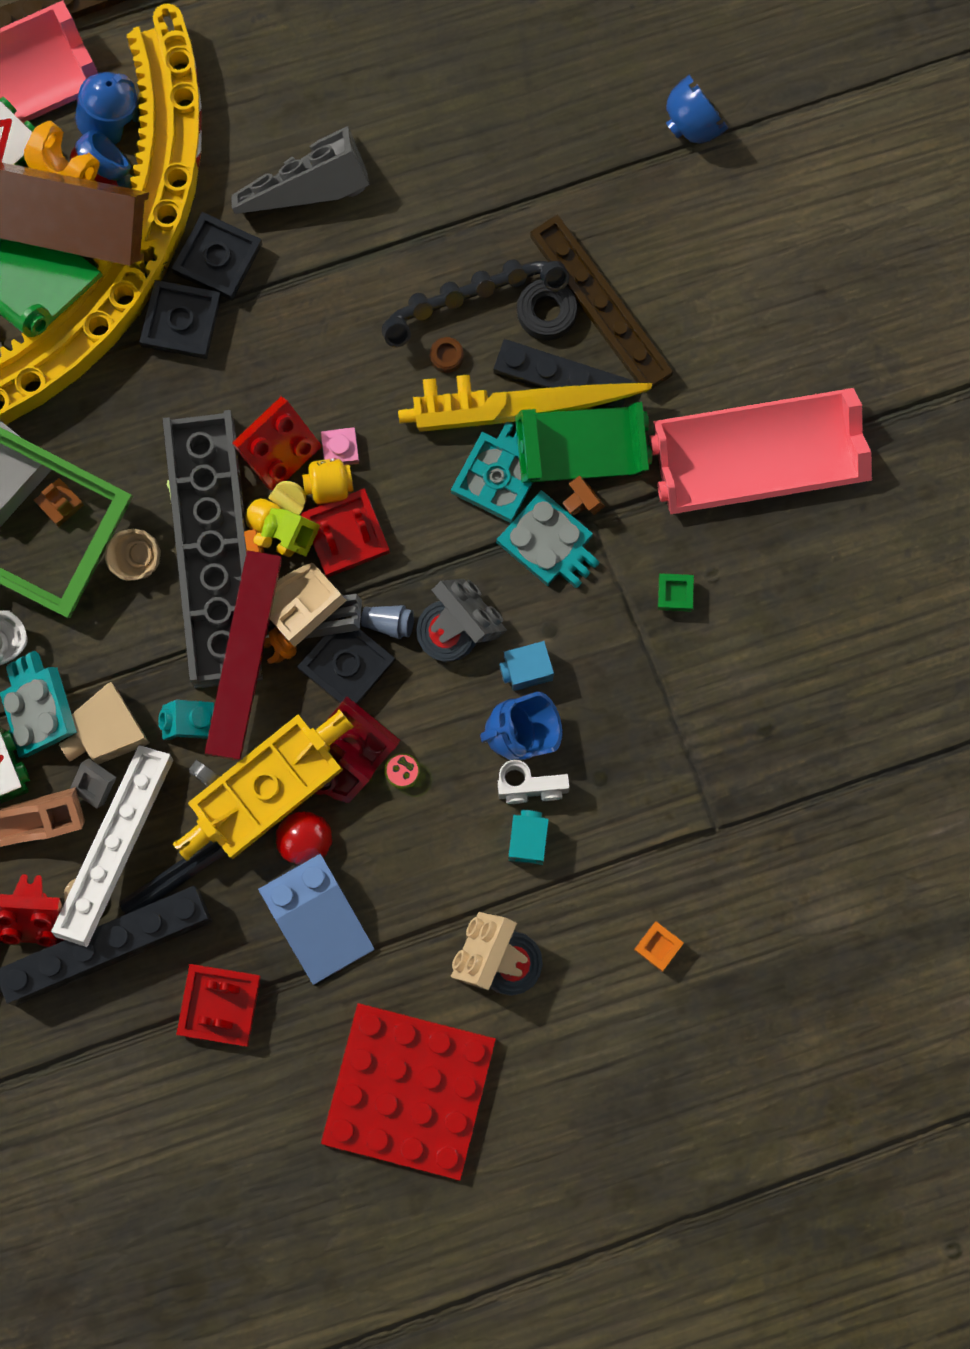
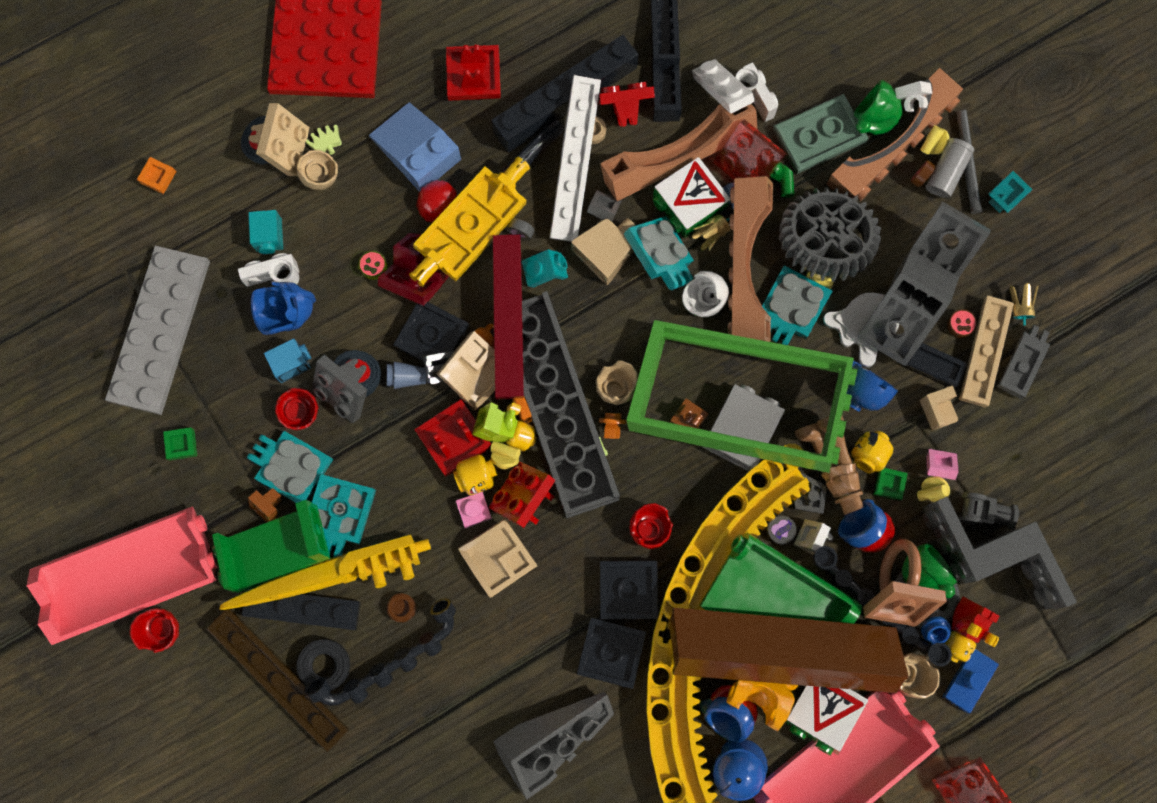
camera: 165 degrees right, 0 degrees up
(136, 381) = (651, 526): none -> red hair
(150, 512) = (612, 426): none -> orange plate
(323, 384) = (497, 557): none -> tan plate
(432, 953) = (326, 141): none -> yellowish green piece
(447, 906) = (317, 170): none -> tan hair
(526, 602) = (296, 409): none -> red hair
(684, 744) = (157, 330): none -> light grey plate
(731, 381) = (154, 630): none -> red hair

